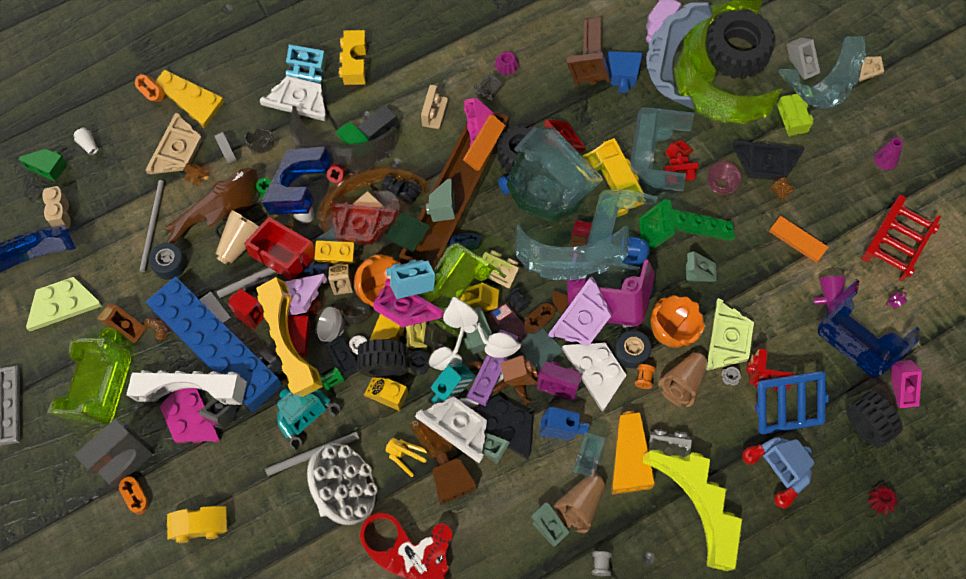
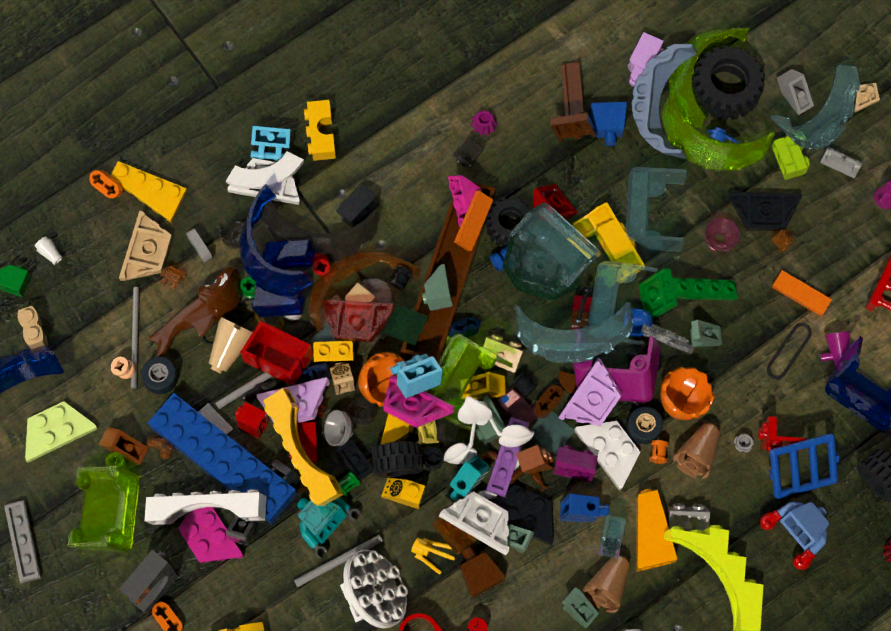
camera: 10 degrees left, 5 degrees up
(134, 250) = (126, 371): none -> light nougat wheel
(275, 170) = (256, 267): none -> clear blue windscreen
(296, 92) = (270, 175): none -> white tile
(351, 135) = (331, 220): green slope -> none
(354, 343) = (367, 444): white tile -> none
(393, 184) = (382, 271): black wheel -> none
(433, 109) = (414, 183): tan bracket -> none
(587, 215) = (586, 289): none -> black hinge
(664, 266) = (667, 337): none -> clear plate
(678, 146) = (673, 207): red slope -> none
(689, 169) = (685, 228): red hips -> none
(728, 87) = (720, 135): none -> blue plate
(729, 337) = (739, 403): yellowish green wing -> none
(790, 296) = (782, 346): none -> black piece
(843, 123) = (841, 162): none -> light grey hinge

